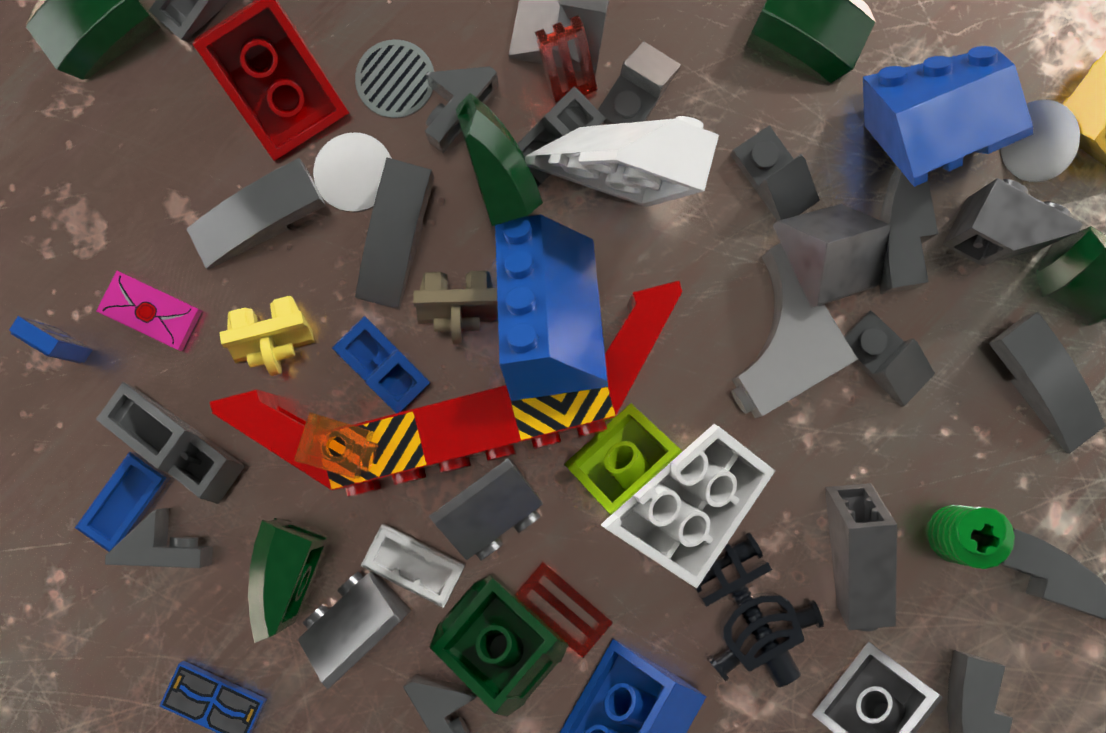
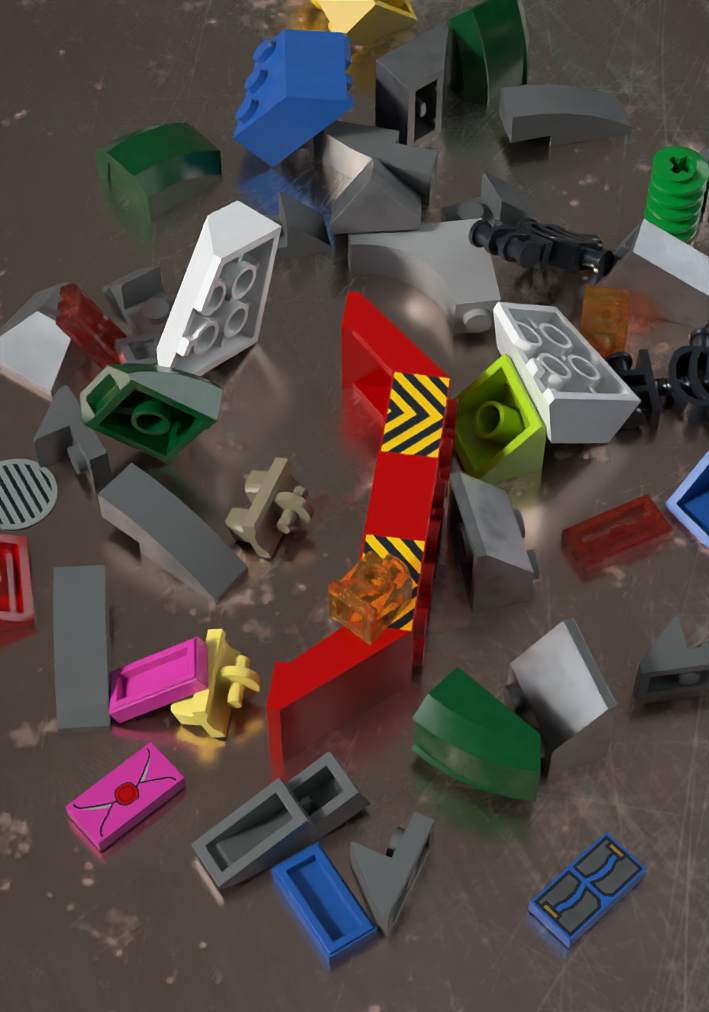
camera: 65 degrees left, 30 degrees down
(49, 340) = (111, 877): blue tile -> none
(246, 291) = (158, 679): none -> dark pink tile
(350, 171) = (88, 546): white sticker -> none
(380, 364) = (292, 603): blue slope -> none
(413, 565) = (510, 637): white plate -> none
(497, 646) = (626, 588): dark green slope -> none
(548, 309) = (318, 412): blue slope -> none
(808, 516) = (605, 318): none -> clear orange brick
(849, 434) = (542, 245): none -> black piece
(1049, 148) = (367, 44): white sticker -> none

